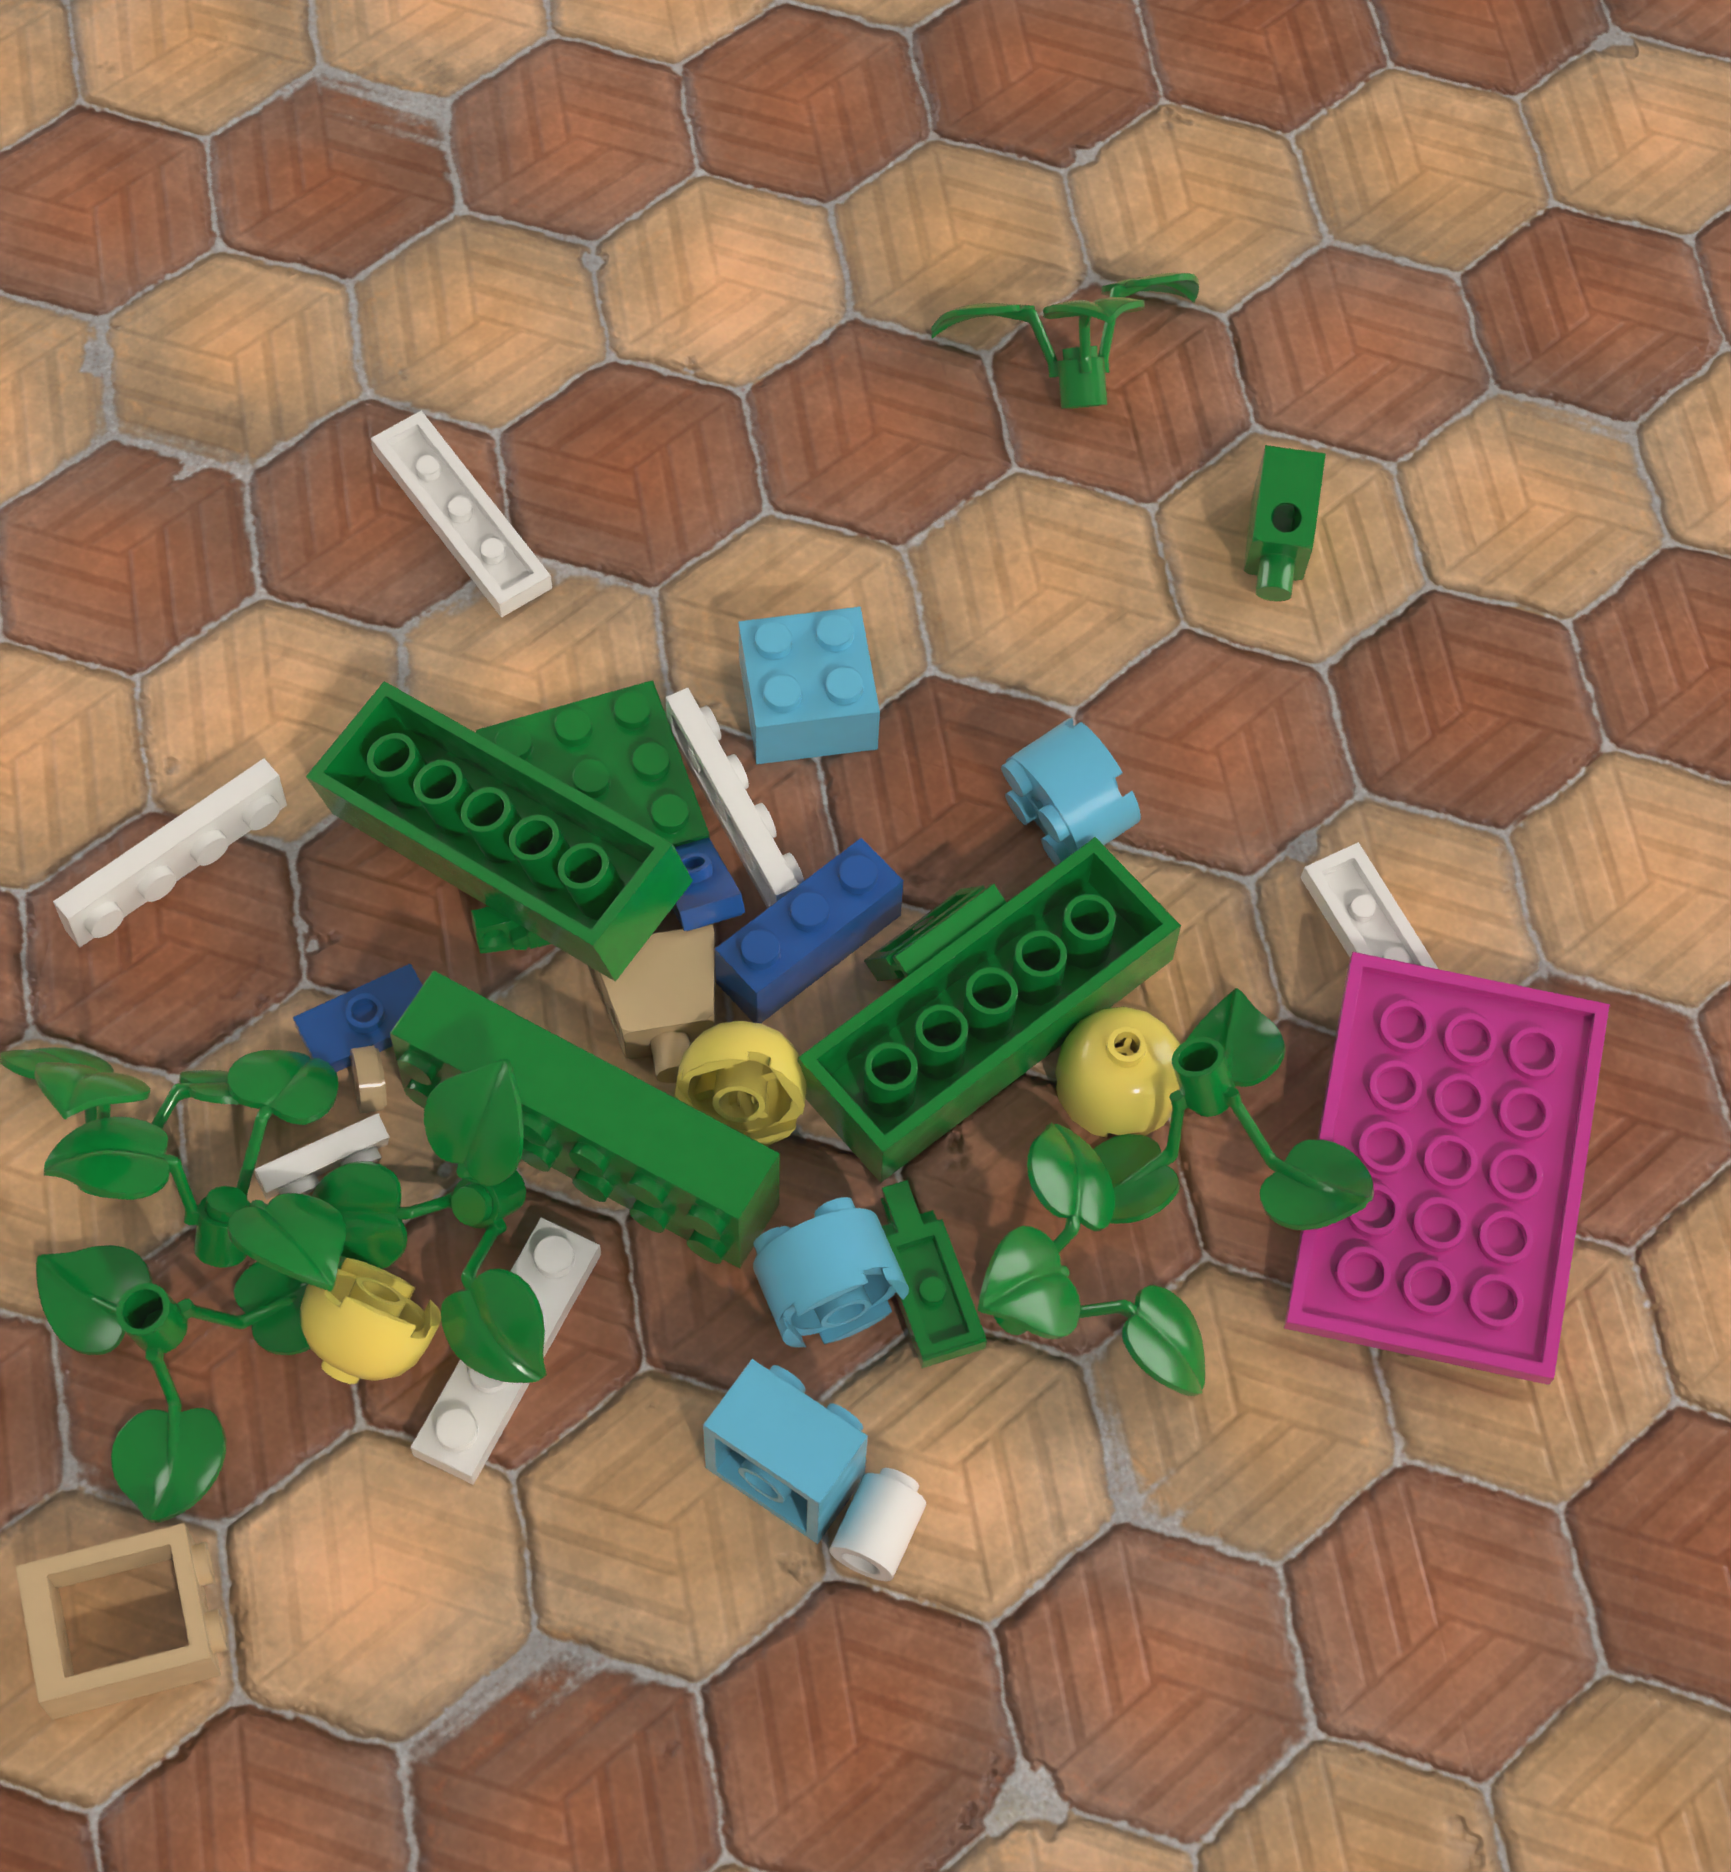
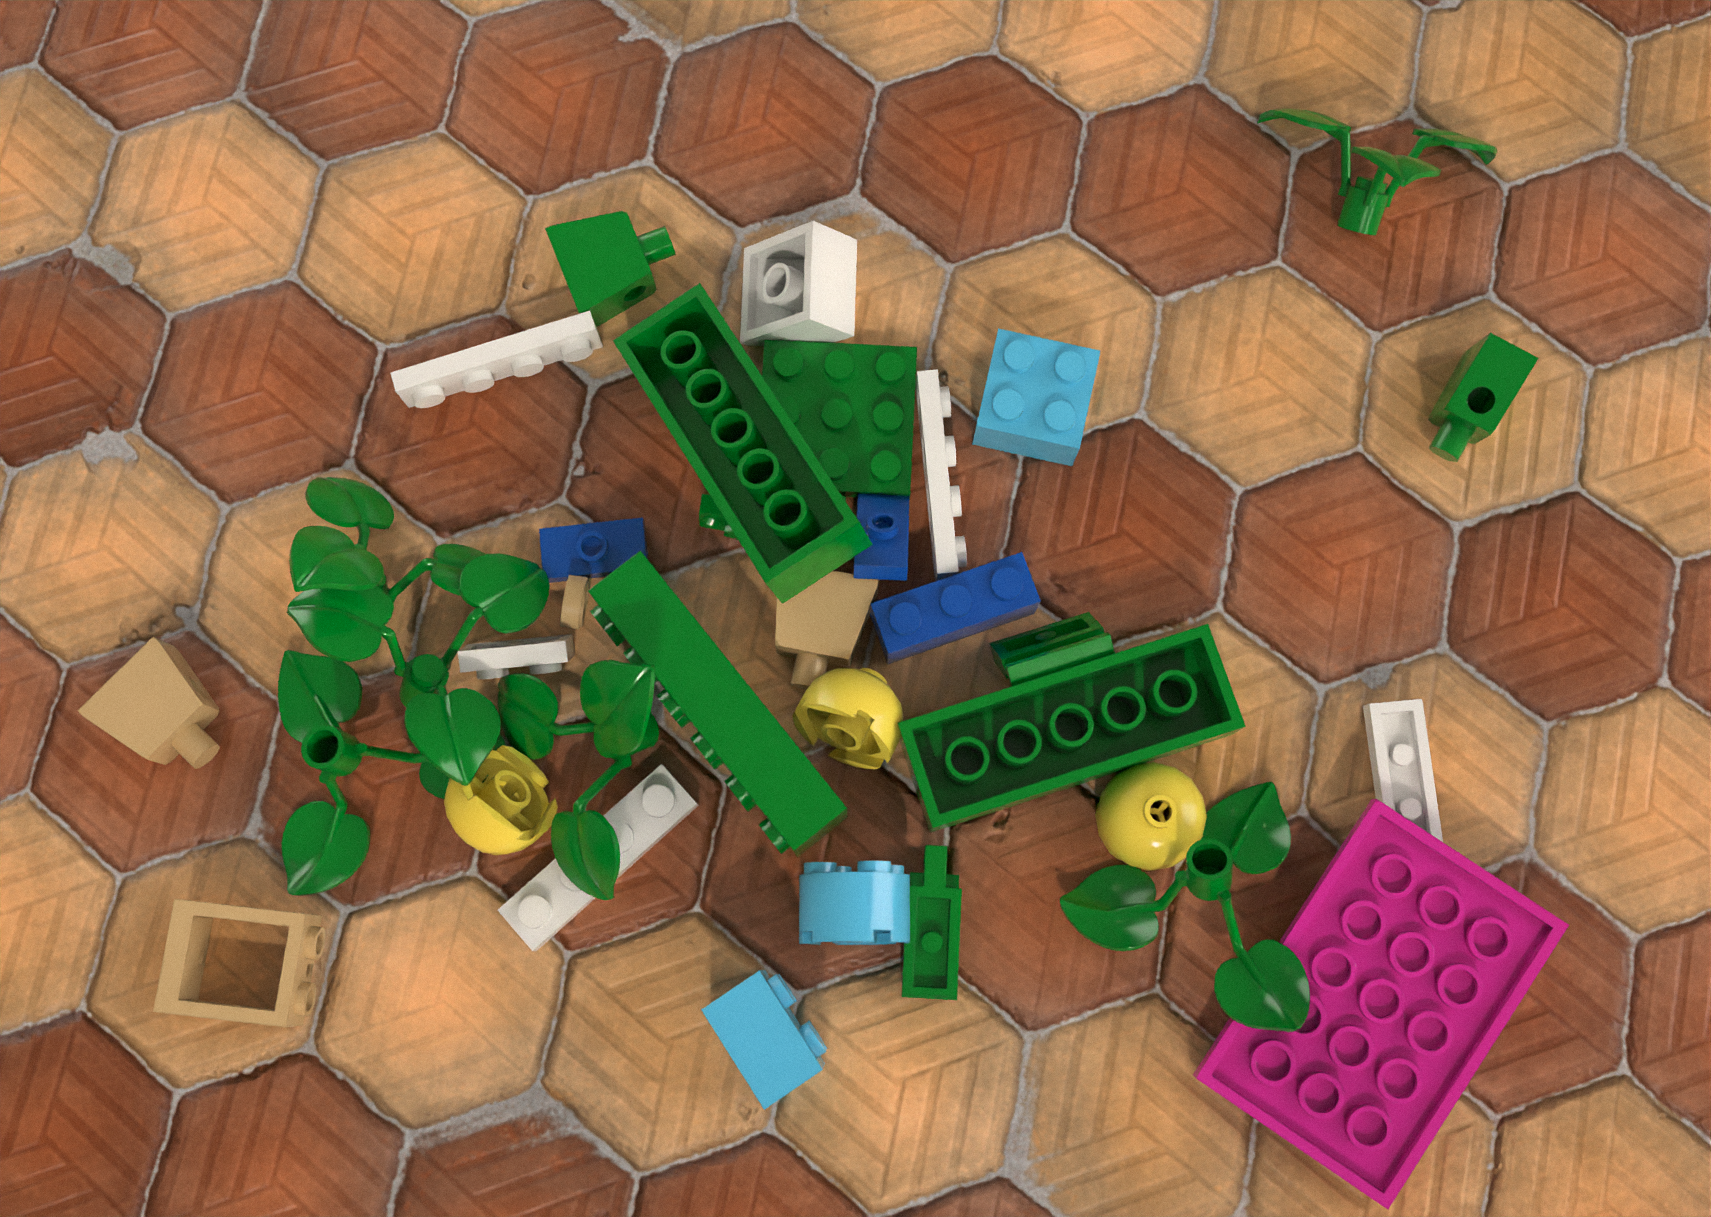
camera: 25 degrees right, 15 degrees up
(259, 706) = (608, 262): none -> green torso
(461, 513) = (822, 144): white plate -> none
(494, 657) = (799, 287): none -> white slope
(879, 1524) = (817, 1113): white brick -> none
(1032, 1290) = (993, 1008): green plant -> none
(1069, 790) = (1205, 569): medium azure brick -> none

